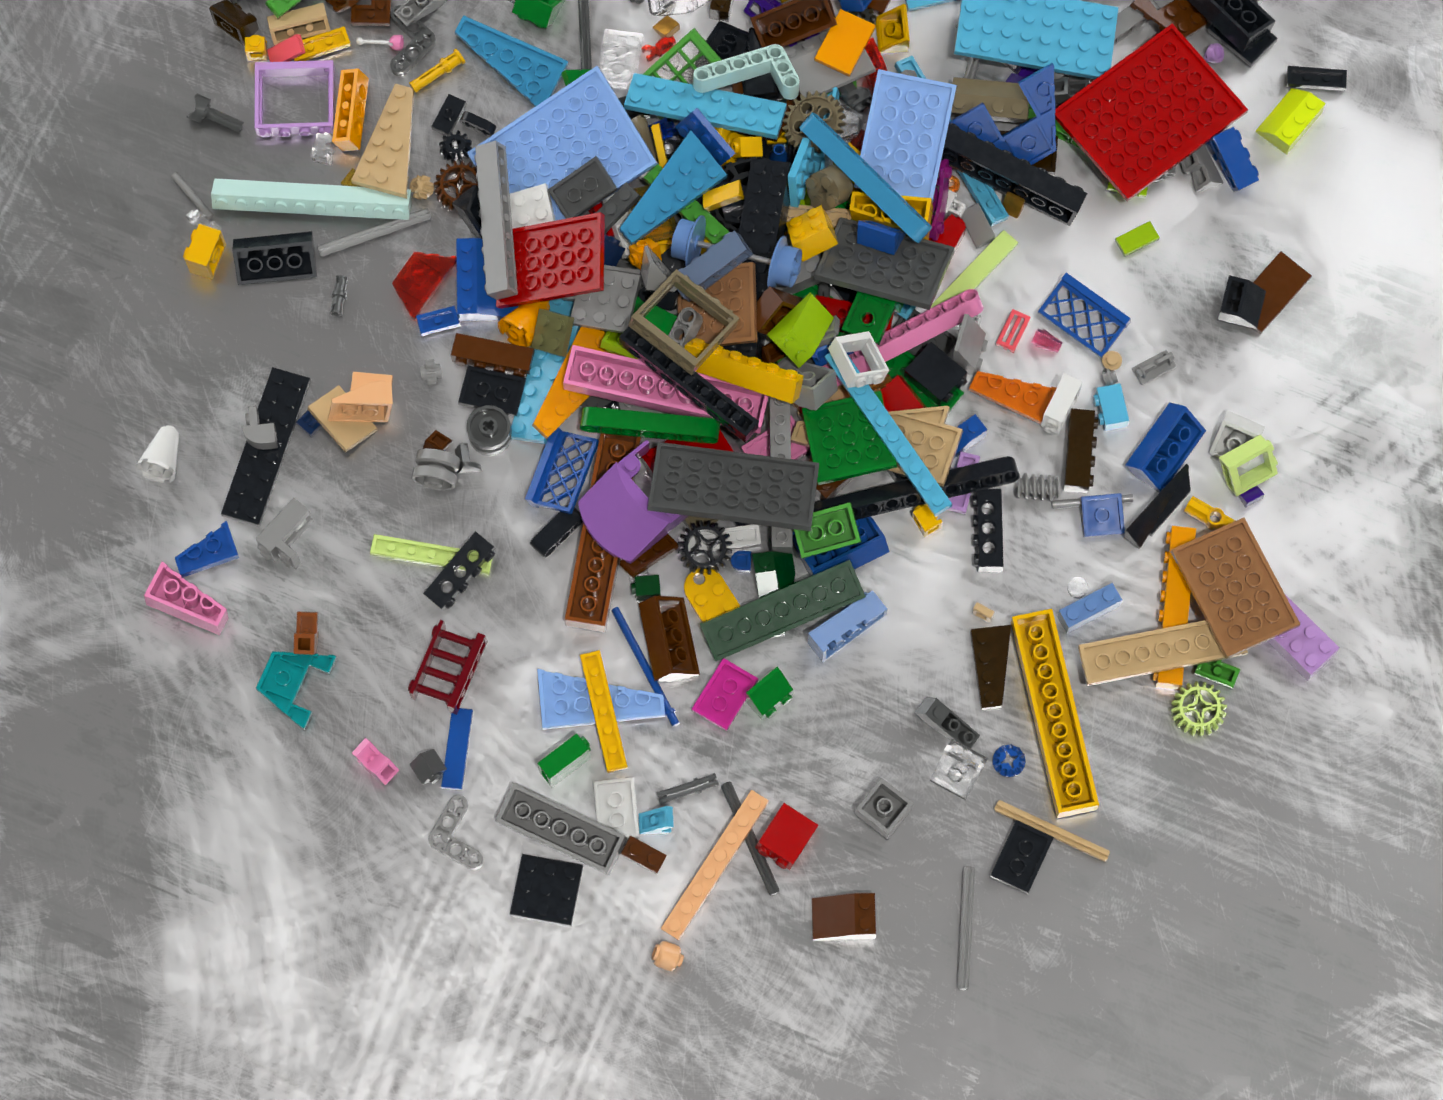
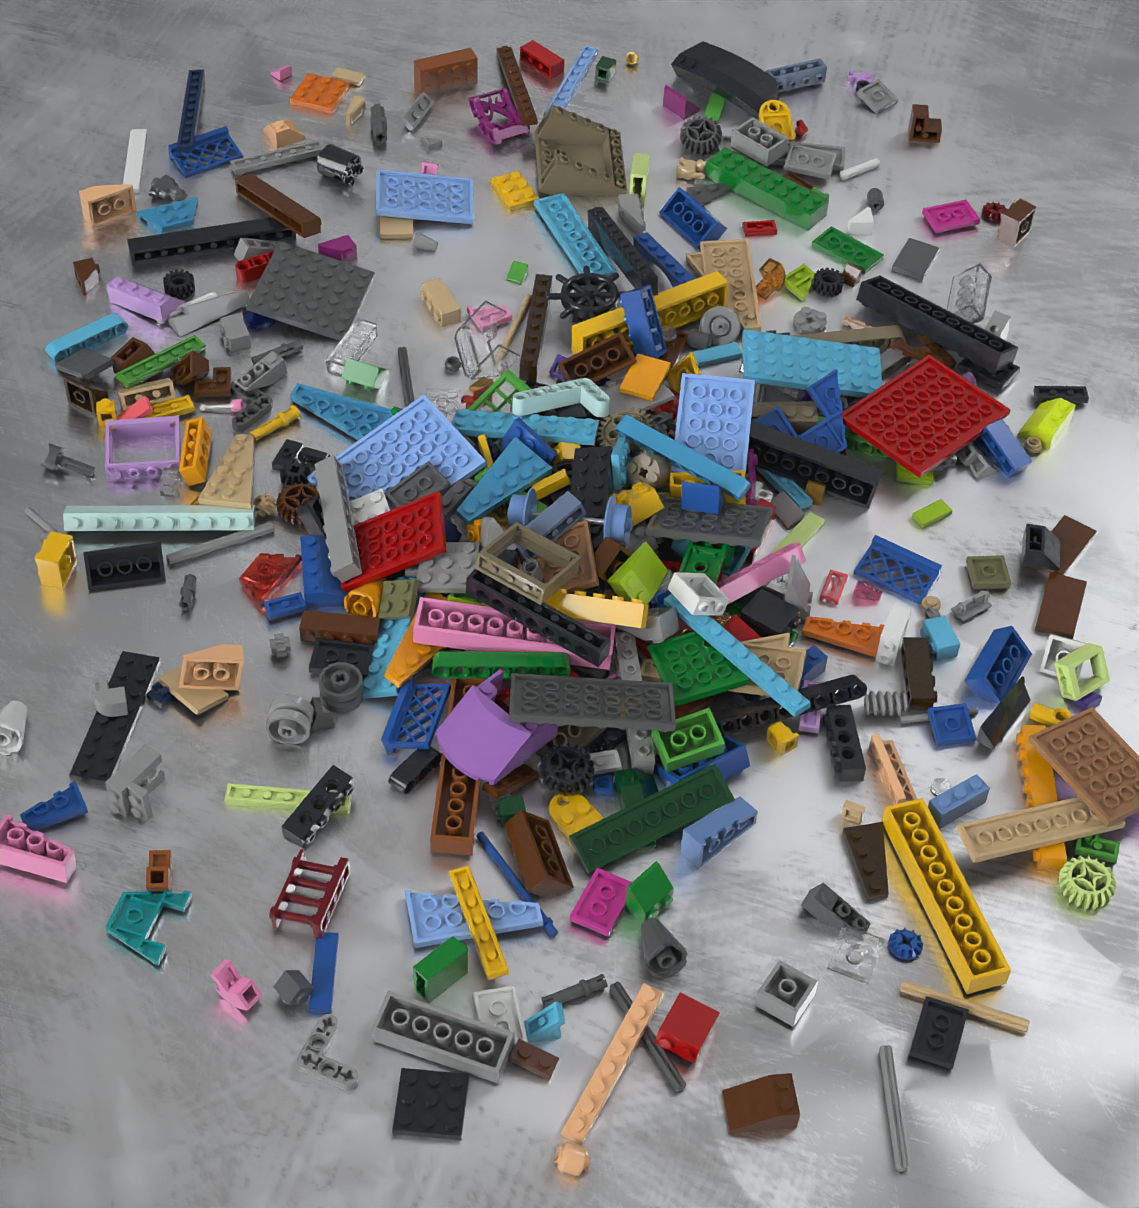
camera: 10 degrees left, 25 degrees down
(773, 751) = (661, 949): none -> dark grey cone
(1026, 566) = (887, 772): none -> light nougat fence
(1181, 323) = (988, 572): none -> olive plate
(1250, 370) = (1061, 605): none -> reddish brown tile
(1268, 145) = (1032, 445): none -> tan plate

